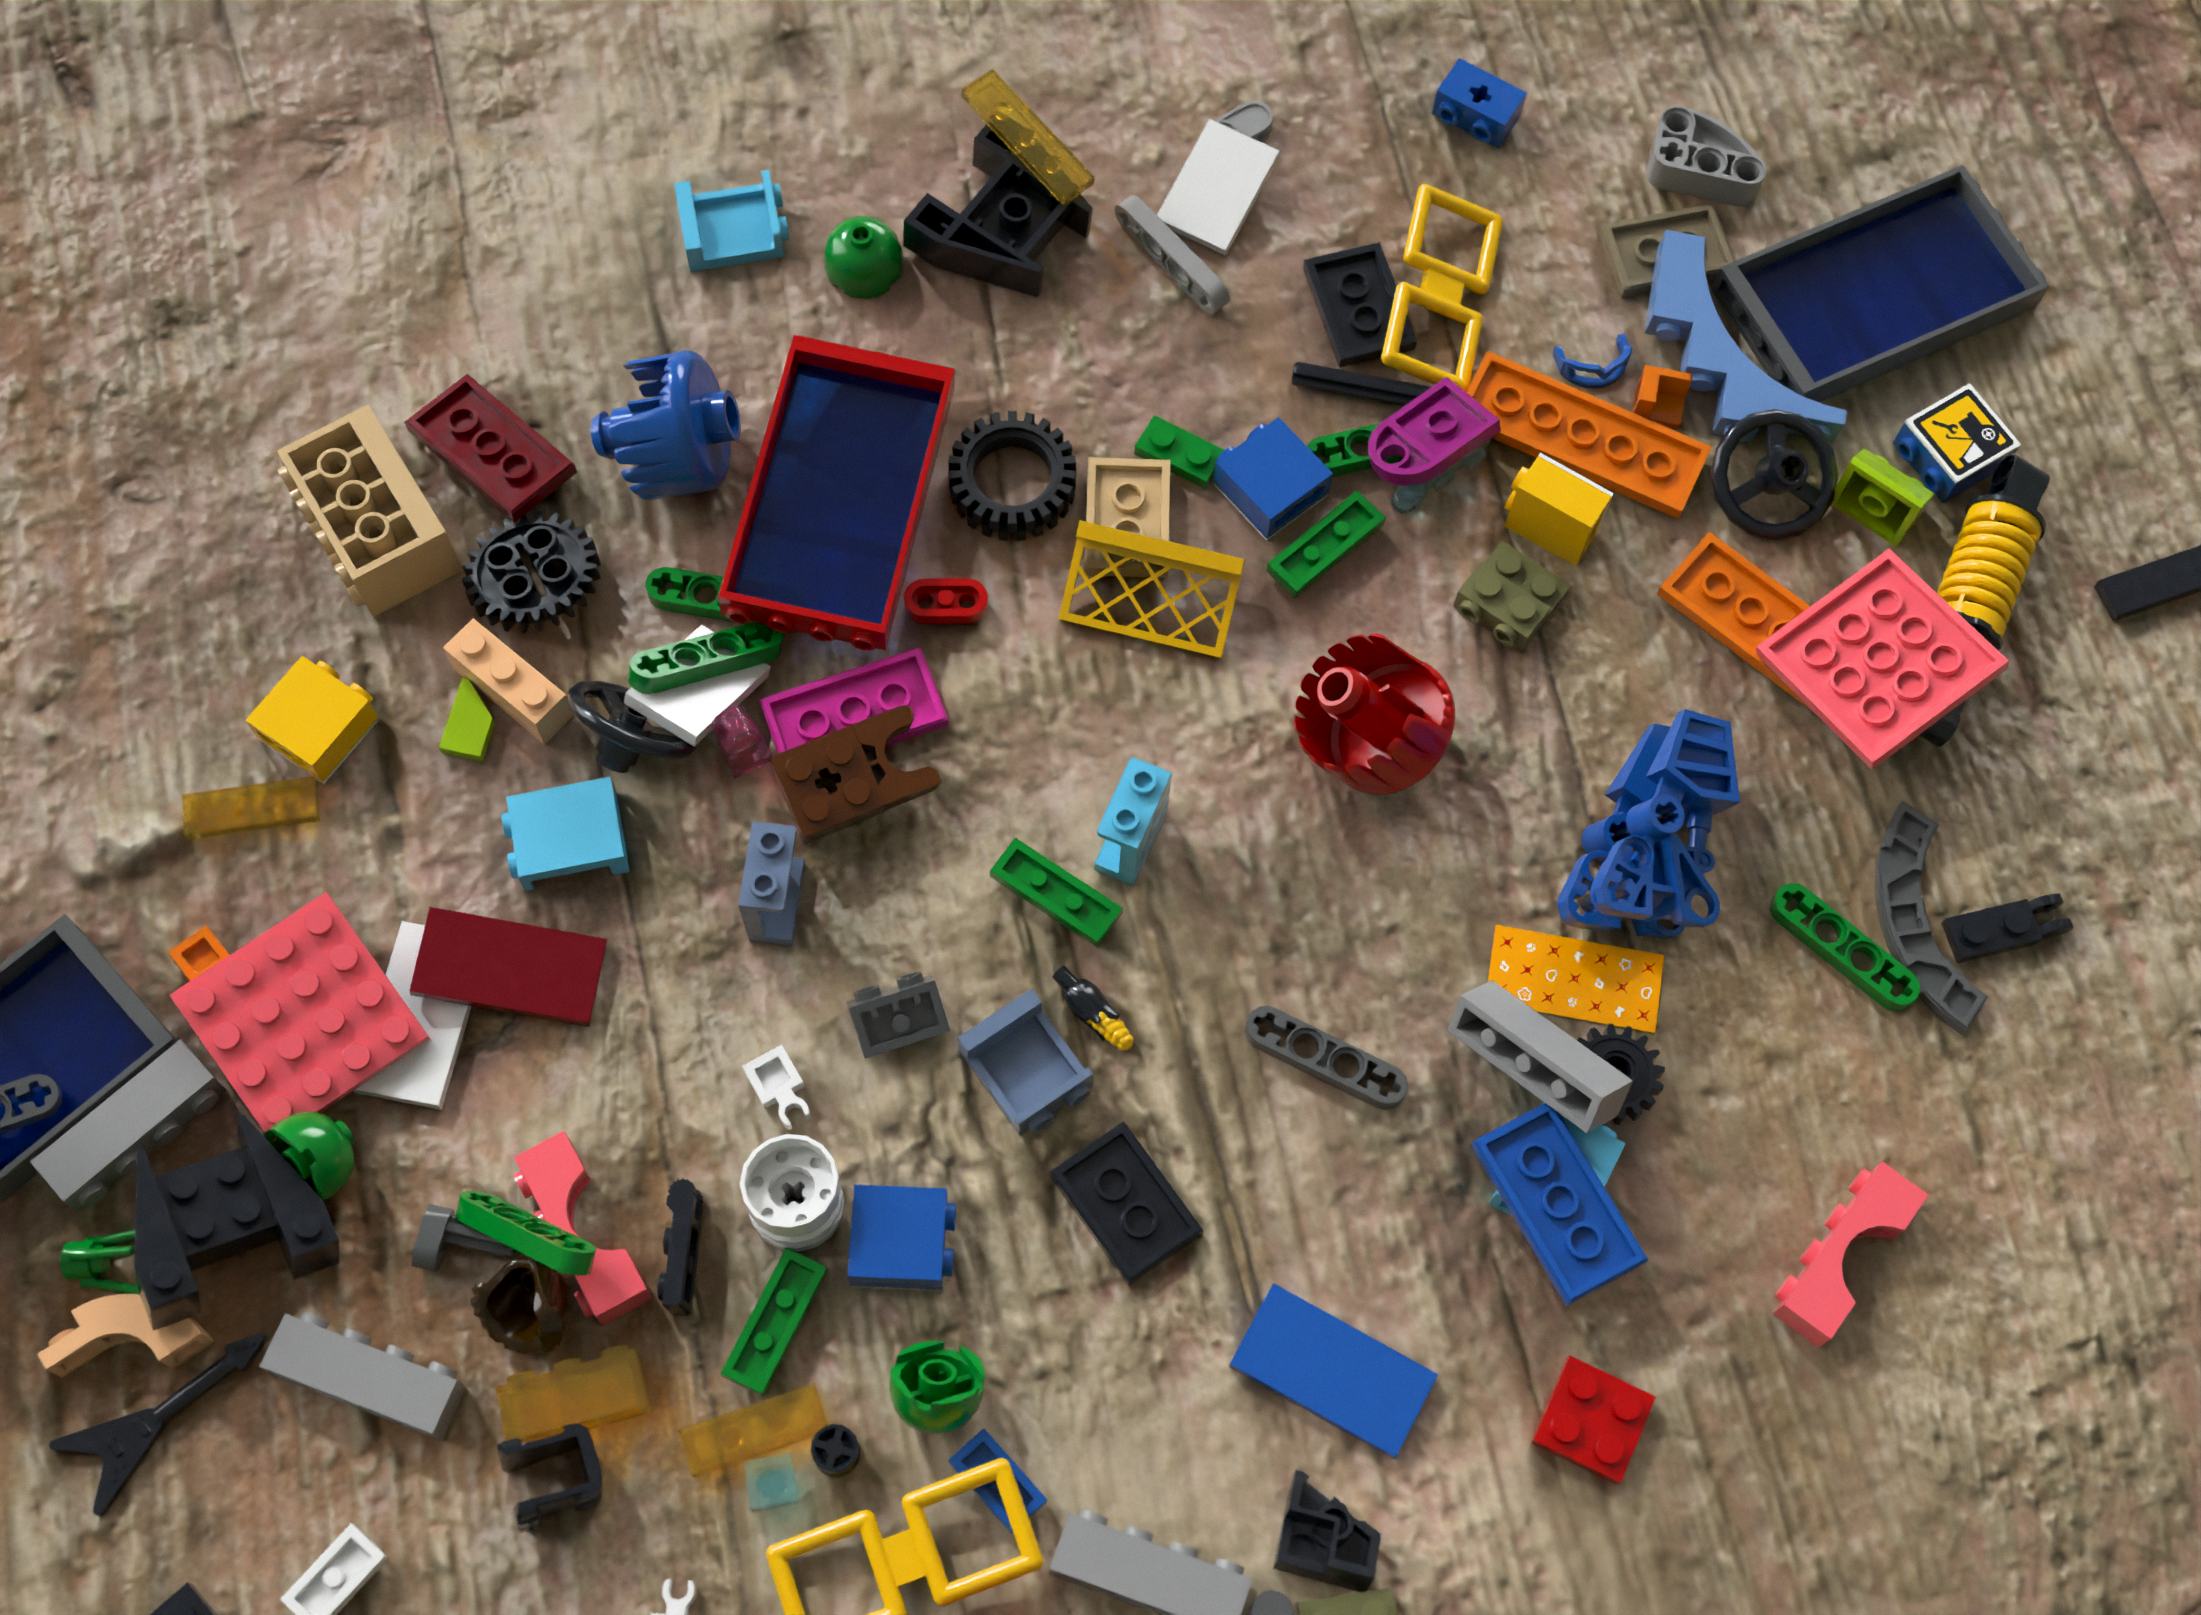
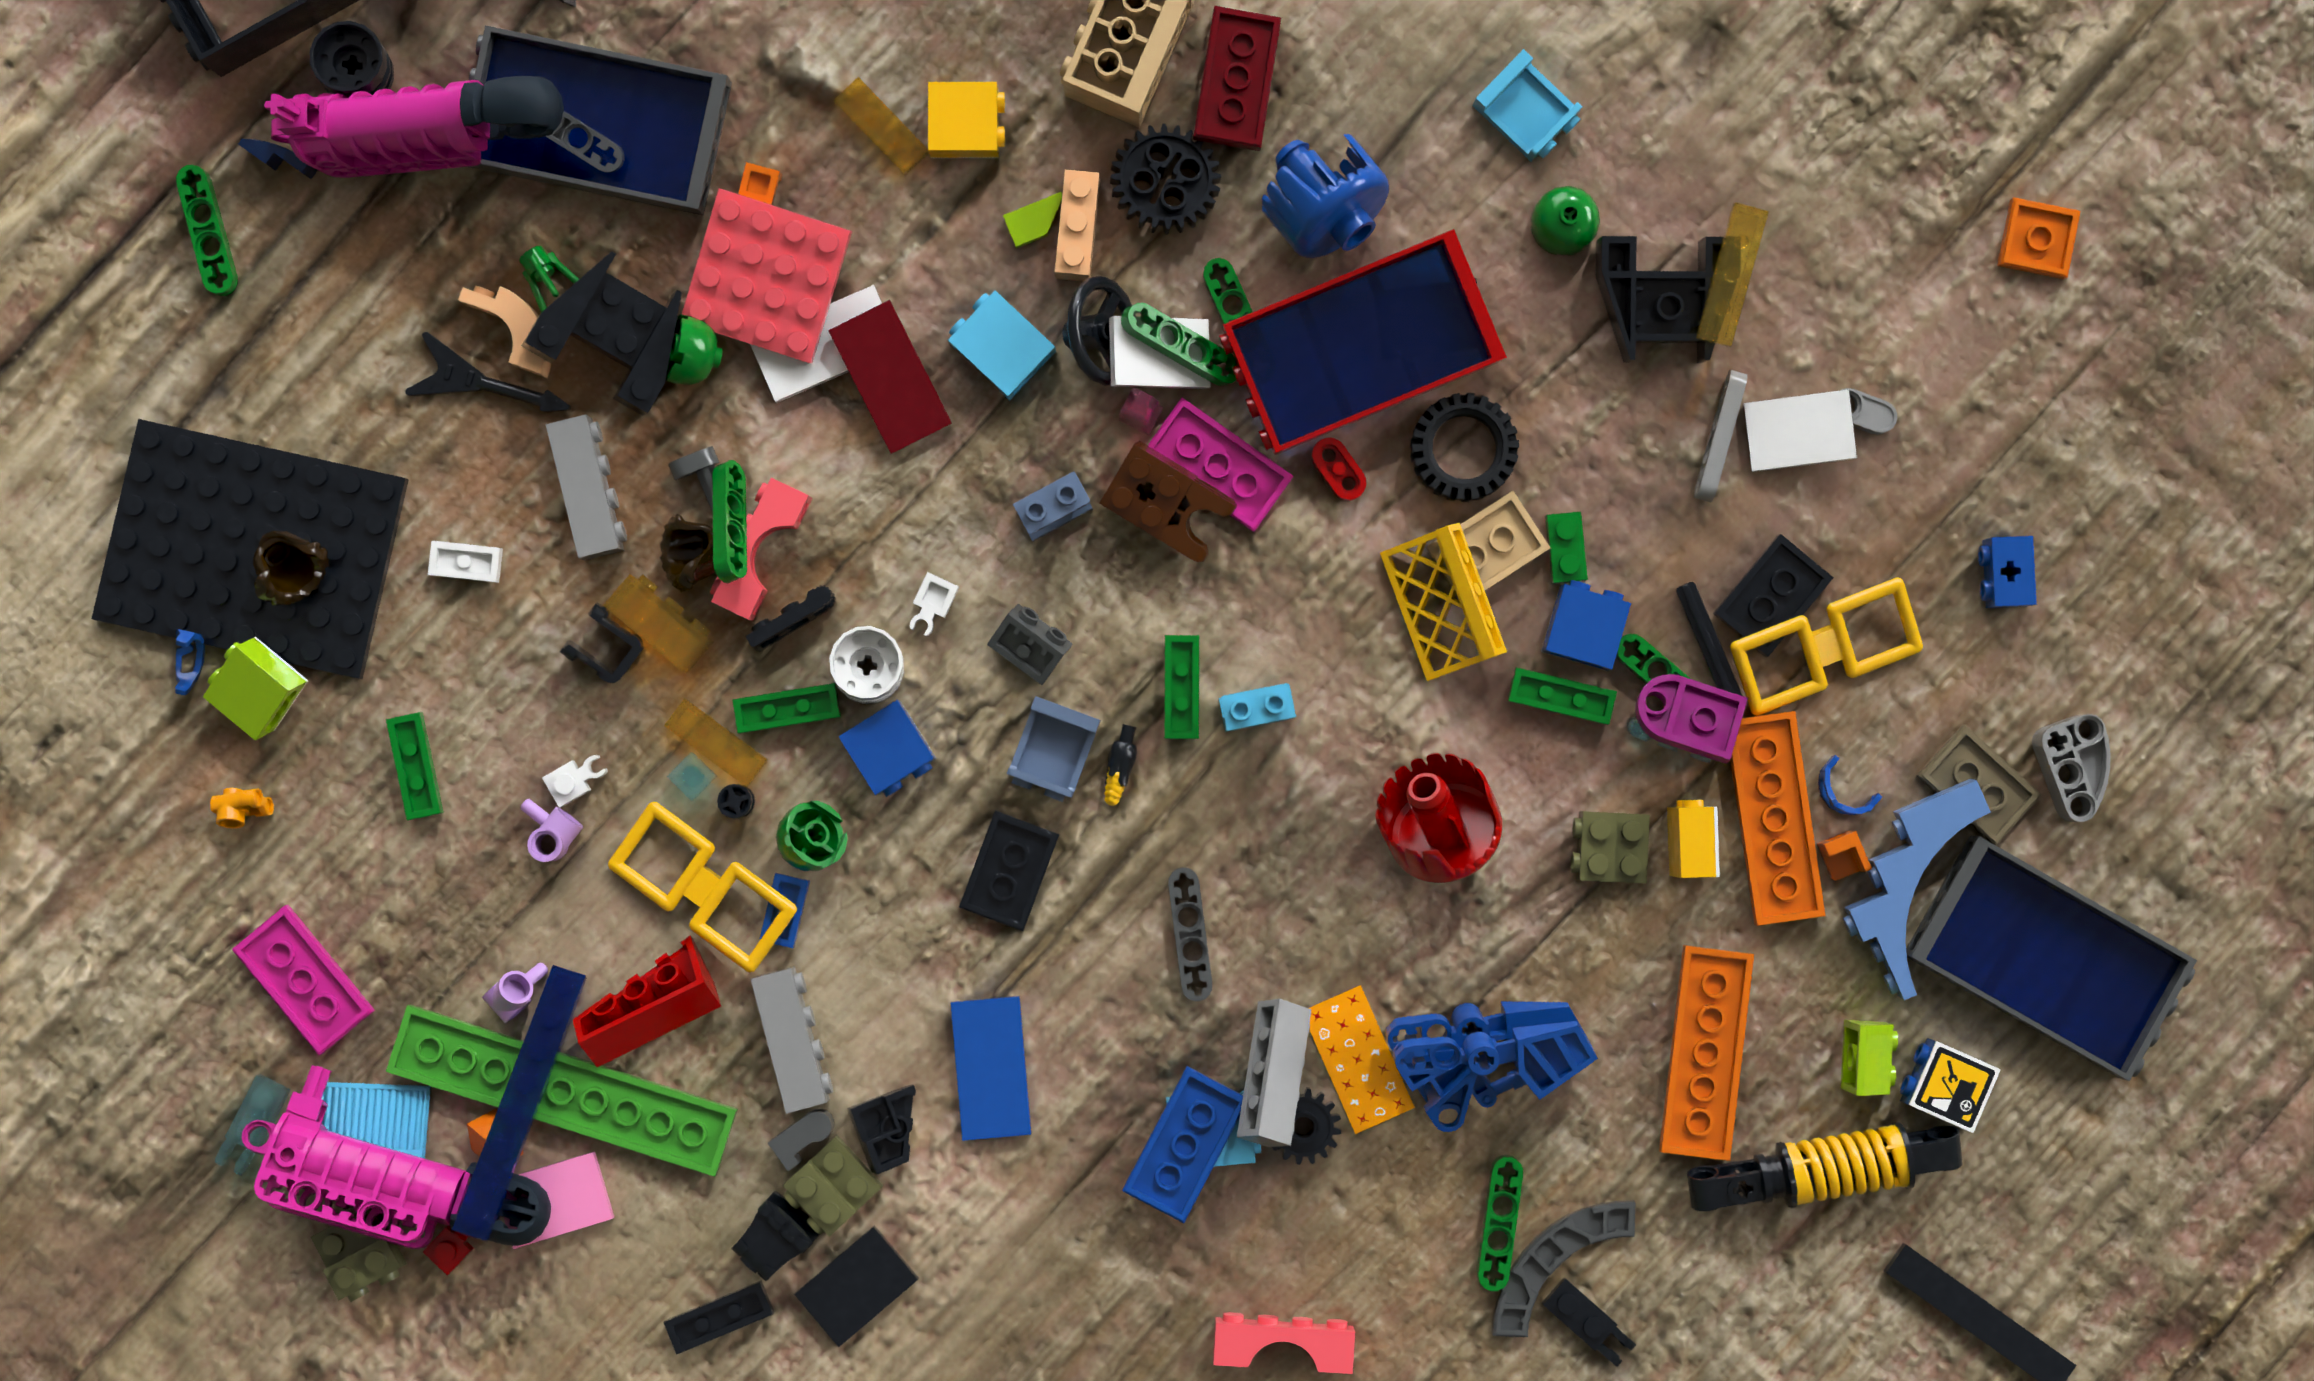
camera: 60 degrees right, 20 degrees up
(137, 1116) = (632, 224): light grey brick -> none
(1593, 1420) = (1069, 1246): red plate -> none
(1776, 473) = (1831, 973): black piece -> none
(1881, 658) = (1721, 1131): coral plate -> none

